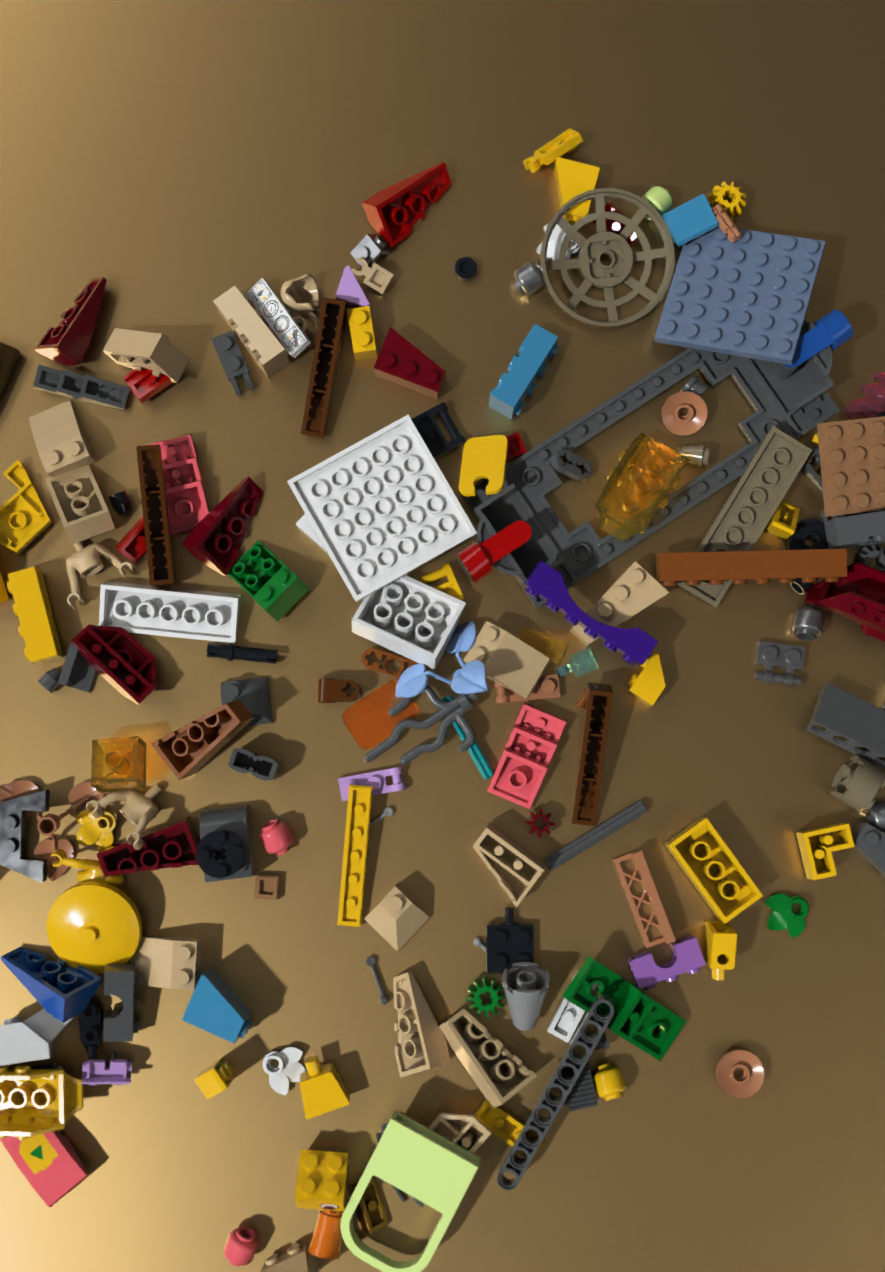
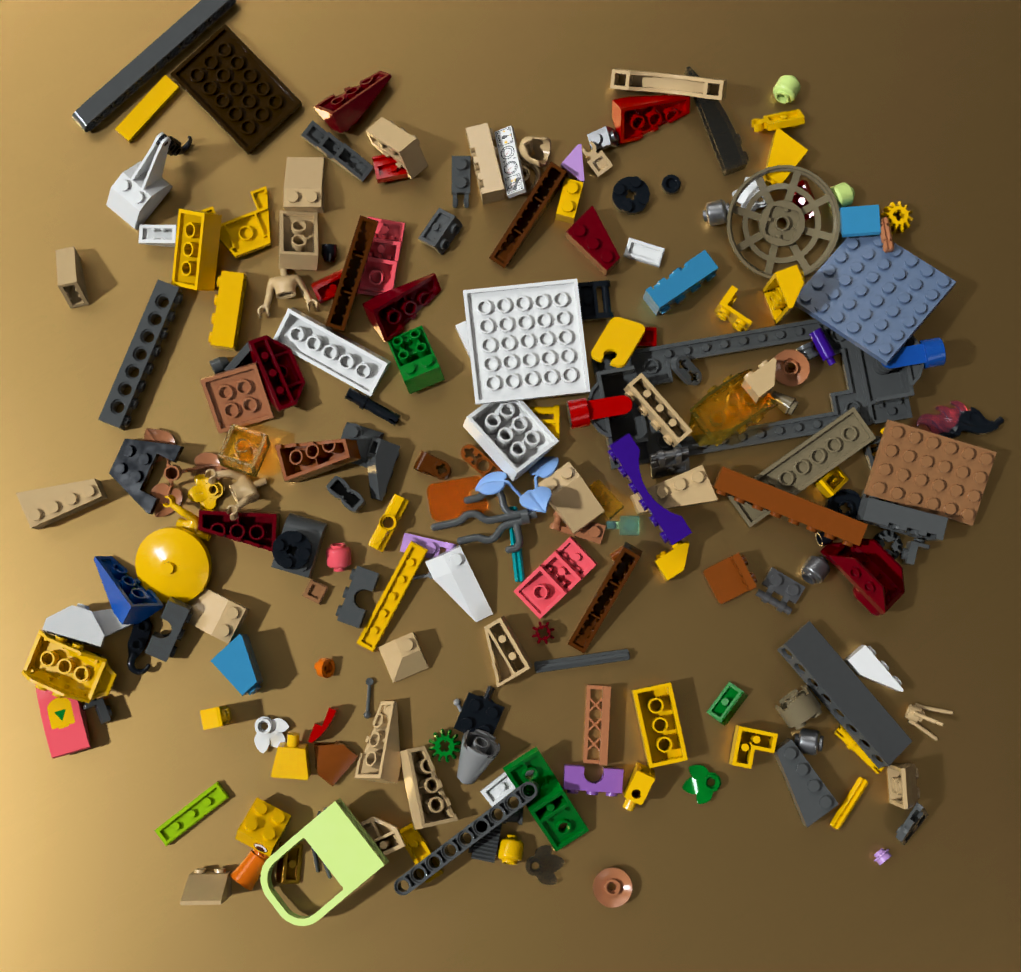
camera: 20 degrees right, 0 degrees up
(85, 708) = (237, 397): none -> nougat plate
(85, 1127) = (103, 711): none -> dark grey bracket
(96, 1073) = (128, 674): lavender hinge -> none
(234, 426) = (441, 231): none -> dark grey bracket
(235, 1198) = (192, 813): none -> lime tile
(241, 1246) = (181, 850): coral head -> none
(278, 713) = (380, 464): none -> dark grey slope
(314, 968) = (325, 667): none -> orange tile
(315, 791) = (395, 511): none -> yellow piece
(315, 893) = (350, 612): none -> dark grey arch
(338, 1038) = (319, 729): none -> red slope
(368, 1068) = (333, 760): none -> dark orange slope
(416, 158) = (668, 83): none -> tan arch
(420, 805) = (458, 580): none -> white wedge
(423, 287) = (625, 204): none -> black plate
(468, 355) = (644, 252): none -> white tile
(488, 182) = (721, 133): none -> clear smoke slope
(547, 112) = (786, 89): none -> yellowish green head
(561, 522) = (658, 410): none -> tan brick
(588, 382) = (726, 312): none -> yellow bracket
(597, 573) = (676, 463): none -> flat silver plate
(643, 332) = (783, 291): none -> yellow slope
(657, 1080) = (547, 863): none -> clear smoke plate
(661, 440) = (762, 381): none -> tan slope
(710, 374) = (823, 346): none -> dark purple cylinder
(719, 672) = (730, 578): none -> dark orange bracket
(776, 812) = (727, 703): none -> green slope

